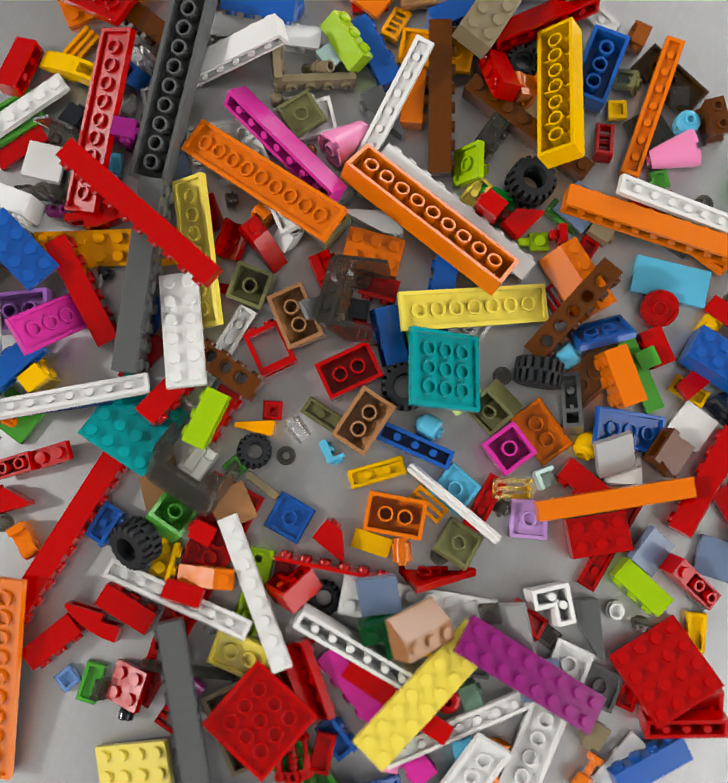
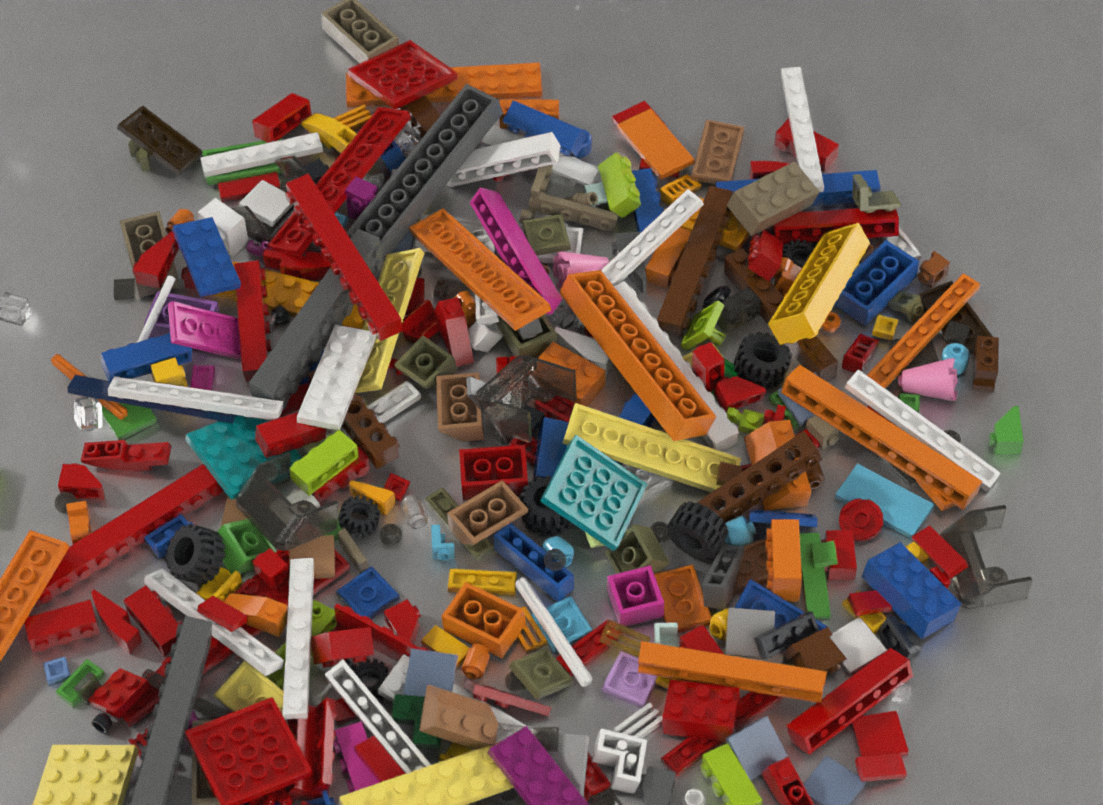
camera: 20 degrees right, 30 degrees down
(67, 365) = (203, 377): none -> dark pink tile
(276, 366) = (412, 448): red window -> none
(431, 451) = (555, 554): none -> clear smoke plate
(470, 124) = (718, 294): none -> black gear
(502, 508) = (606, 657): clear smoke plate -> none
(542, 306) = (727, 472): none -> reddish brown tile
(556, 561) = (637, 716): none -> white tile
(644, 446) = (786, 634): none -> black tile

